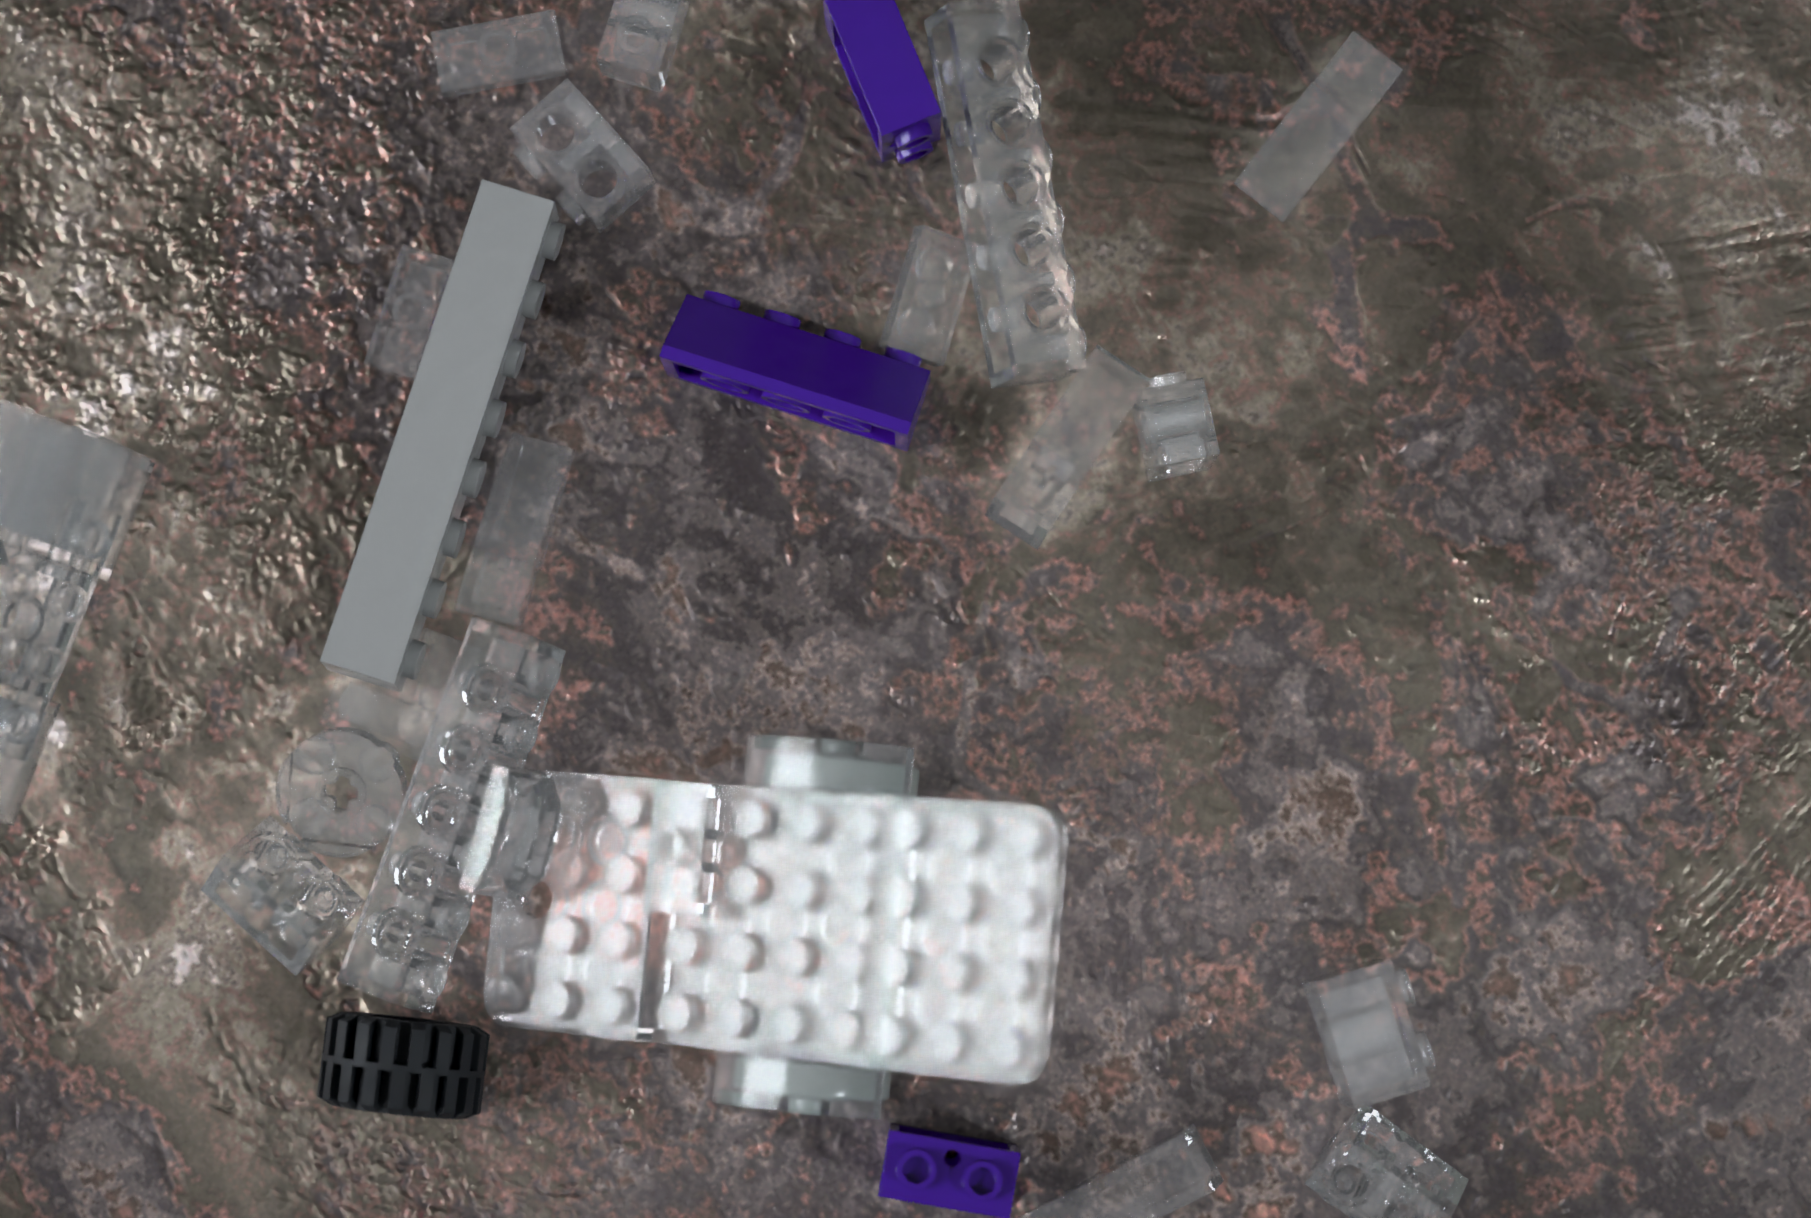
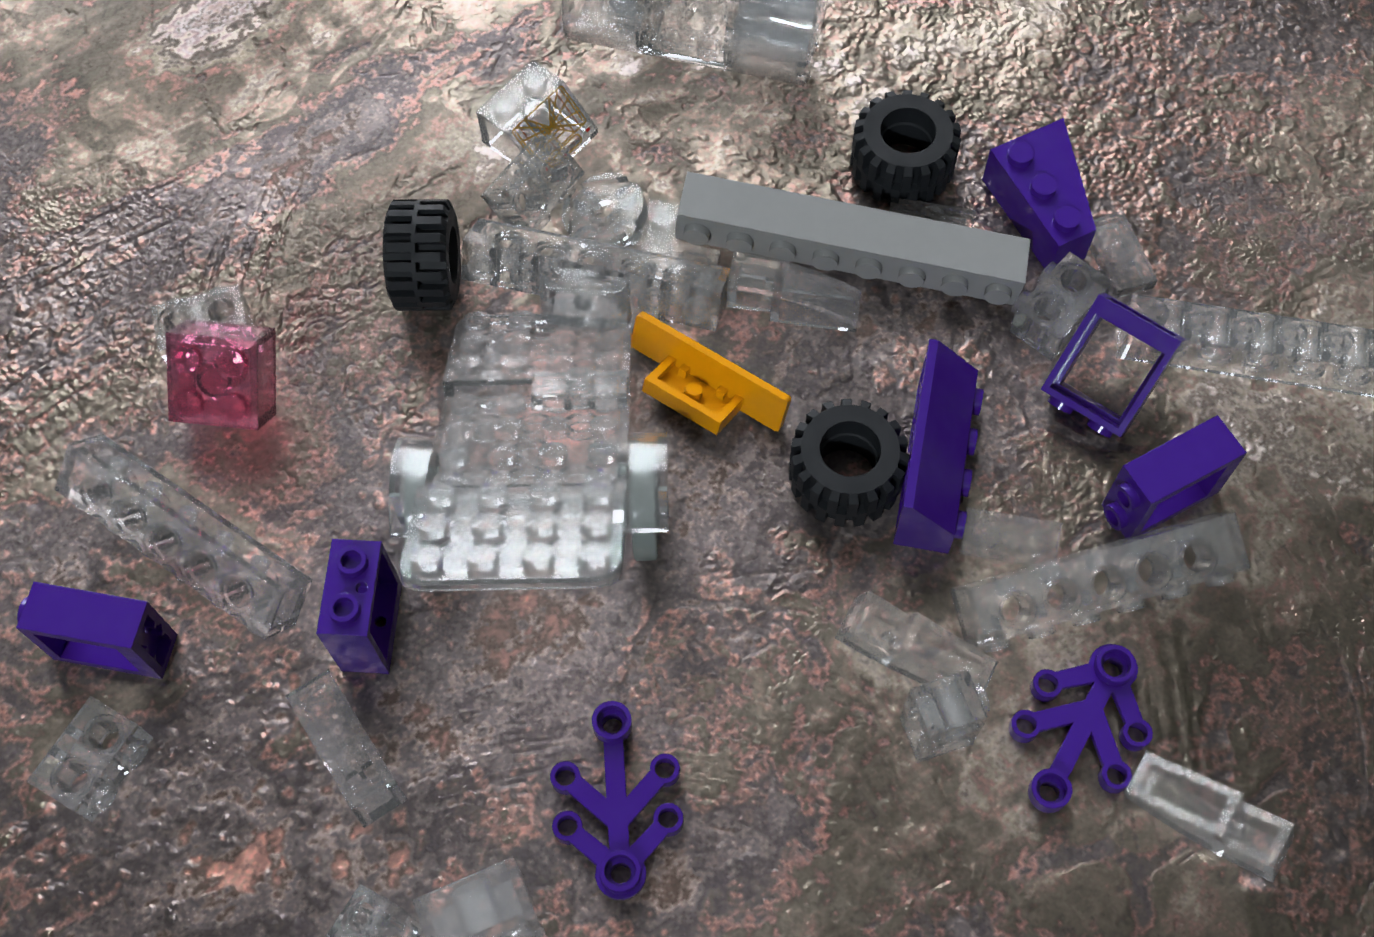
camera: 85 degrees right, 20 degrees down
(150, 881) = (532, 107): none -> clear slope
(253, 291) = (912, 122): none -> black tyre
(394, 140) = (1043, 192): none -> dark purple wedge
(646, 683) = (703, 382): none -> light orange bracket
(661, 75) = (1136, 324): none -> dark purple window
(798, 439) = (855, 430): none -> black tyre
(1183, 247) = (1086, 720): none -> dark purple plant
(1235, 856) = (617, 809): none -> dark purple plant

